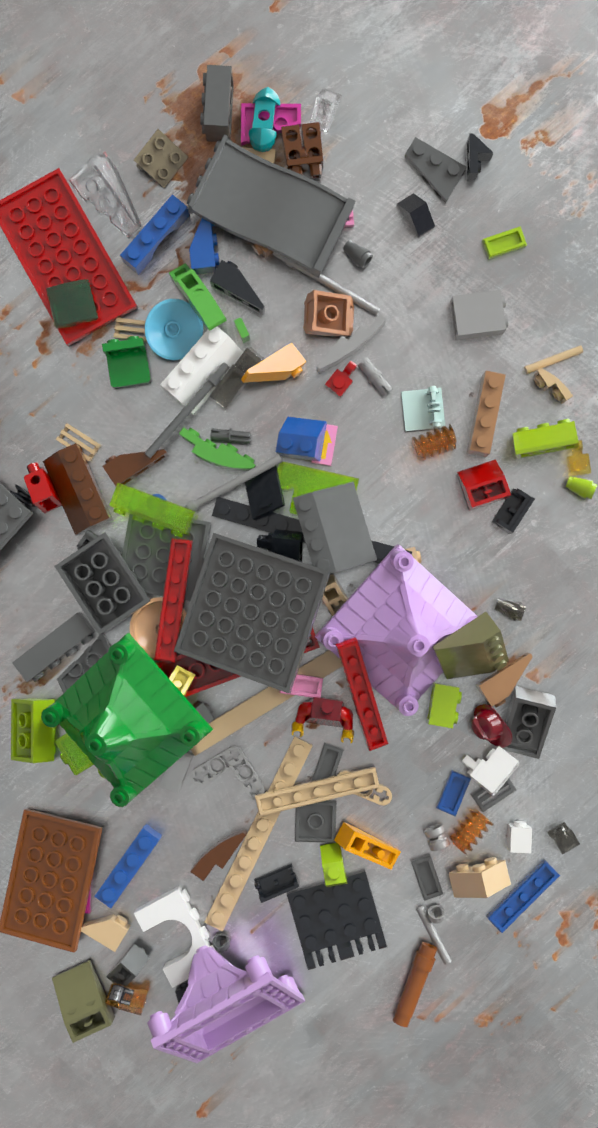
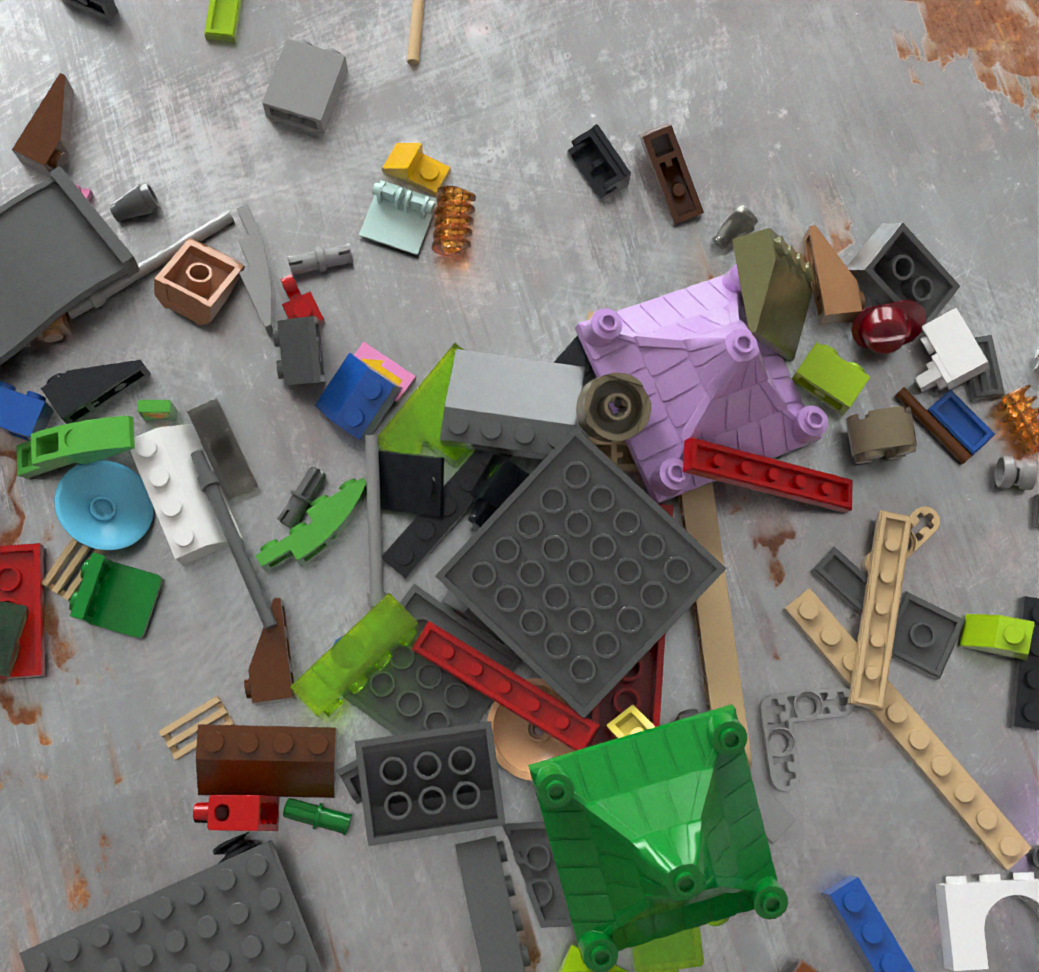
camera: 70 degrees left, 10 degrees down
(61, 530) = (317, 816): none -> green axle
(218, 854) = (913, 799): reddish brown slope -> none
(276, 367) = (237, 381): slope -> none
(276, 882) = (991, 732): black hinge -> none
(306, 686) = (725, 547): bright pink tile -> none
(312, 394) = (300, 350): none -> dark grey slope
(327, 713) = (769, 547): torso -> none
(360, 578) = (626, 394): none -> dark tan brick
(366, 846) = (988, 577): light orange slope -> none
(374, 182) = (47, 135): none -> reddish brown slope
(417, 214) = (122, 101): black slope -> none
(421, 749) = (882, 433): none -> dark tan brick
(438, 168) = (71, 48): dark grey wing -> none
(444, 777) = (933, 425): none -> reddish brown bar
(458, 405) = (416, 168): none -> yellow slope
(484, 484) = (544, 182): red slope -> none
(486, 413) = (448, 136): medium nougat brick -> none
(527, 555) = (671, 172): none -> reddish brown slope
(545, 439) = (522, 72): lime slope -> none
(547, 380) = (439, 40): tan slope -> none
(578, 463) = (573, 53): clear yellow plate -> none
(582, 487) = (609, 62): lime cone -> none

